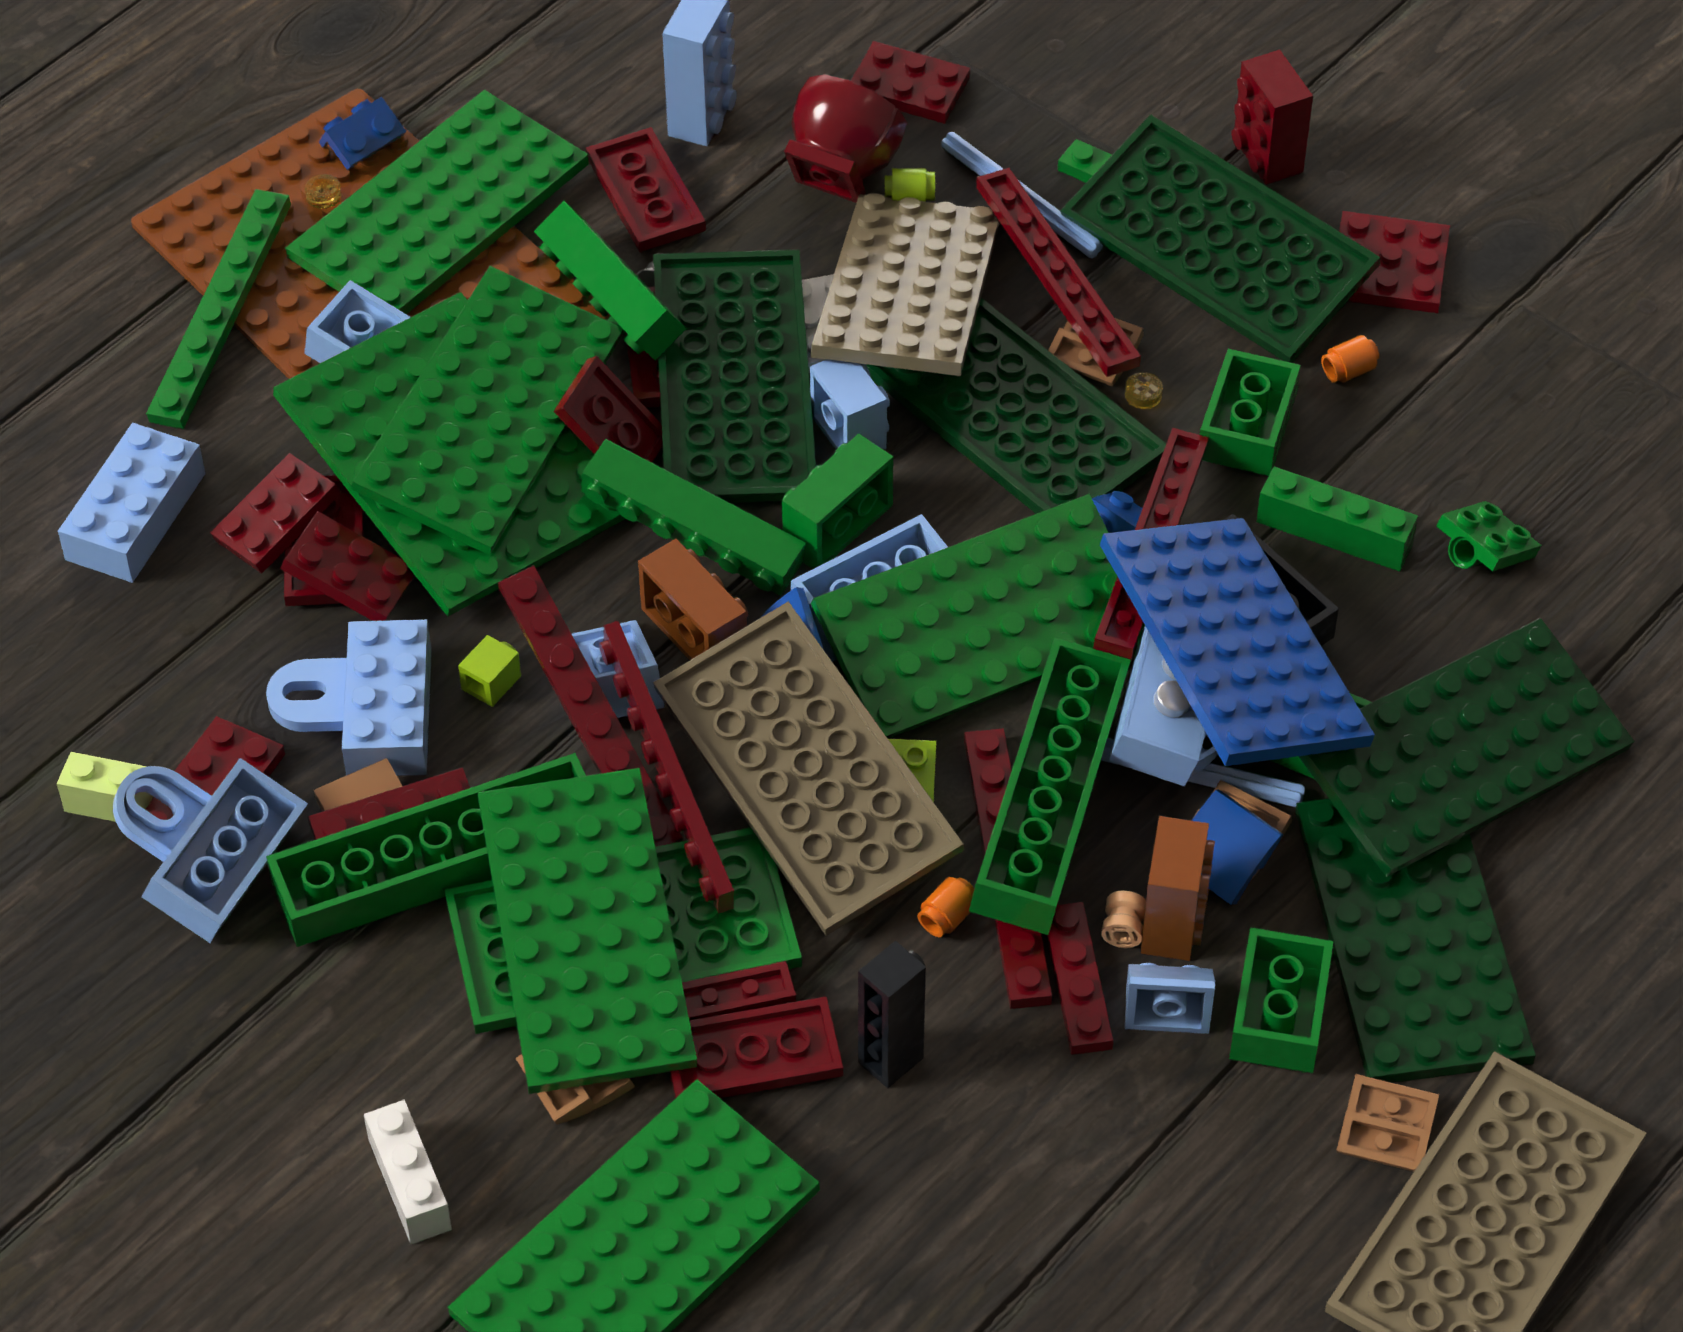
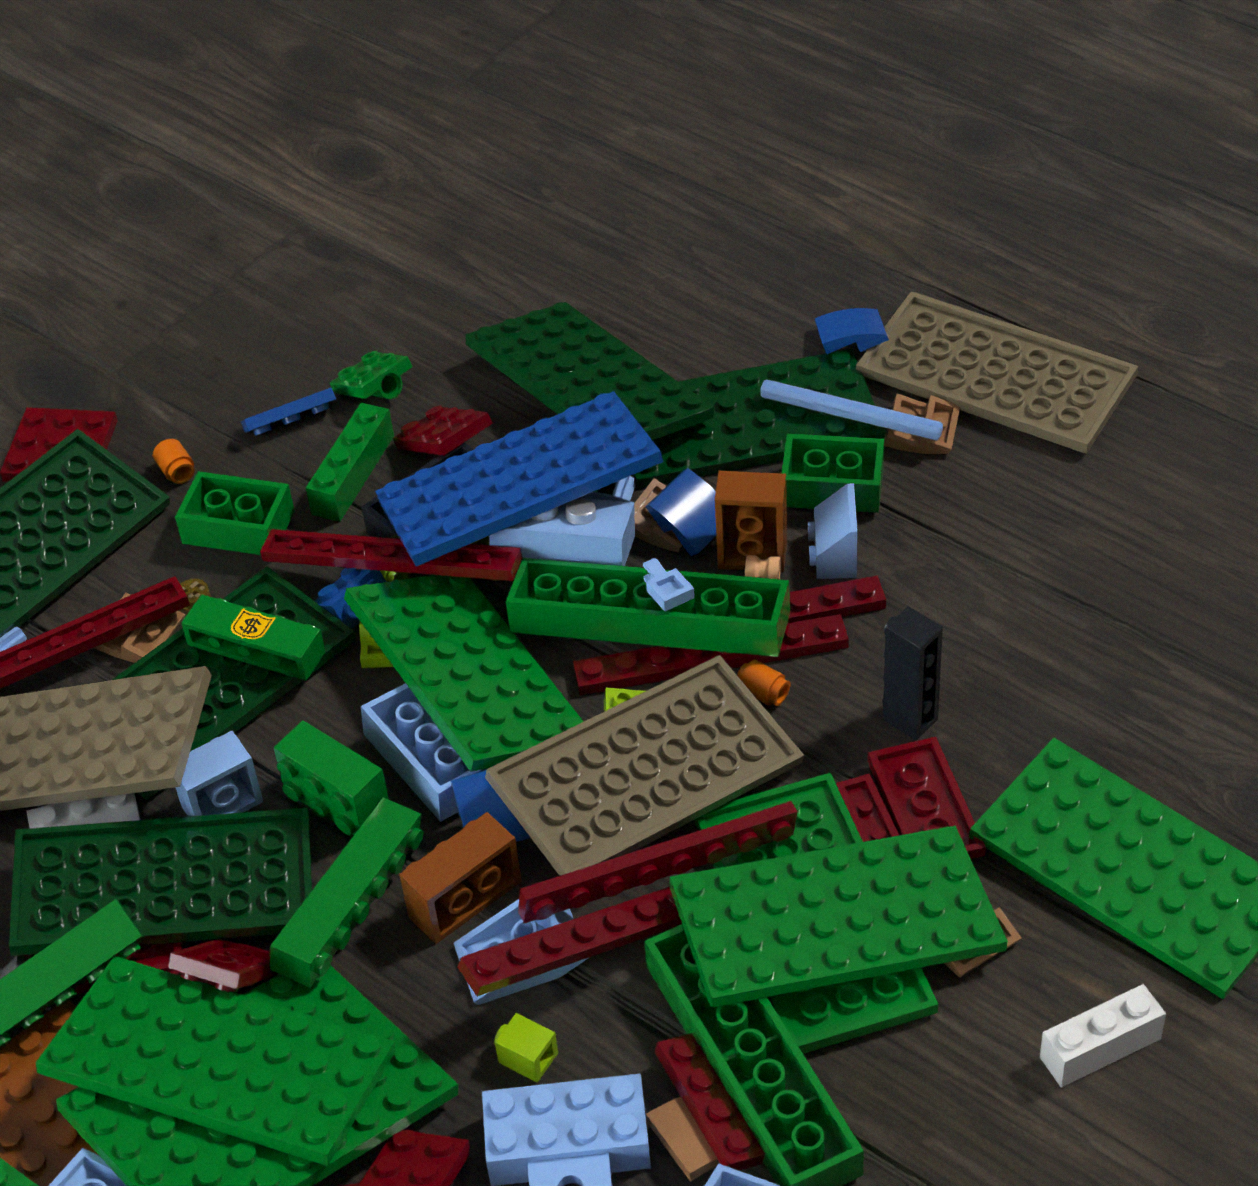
camera: 90 degrees left, 5 degrees down
(1043, 778) = (666, 588): none -> light blue plate
(1046, 429) = (253, 637): none -> green brick
(1374, 599) = (441, 430): none -> dark red plate
(1394, 1031) = (852, 409): none -> light blue axle
(1431, 461) = (289, 412): none -> blue plate
(1565, 1052) = (851, 326): none -> blue slope

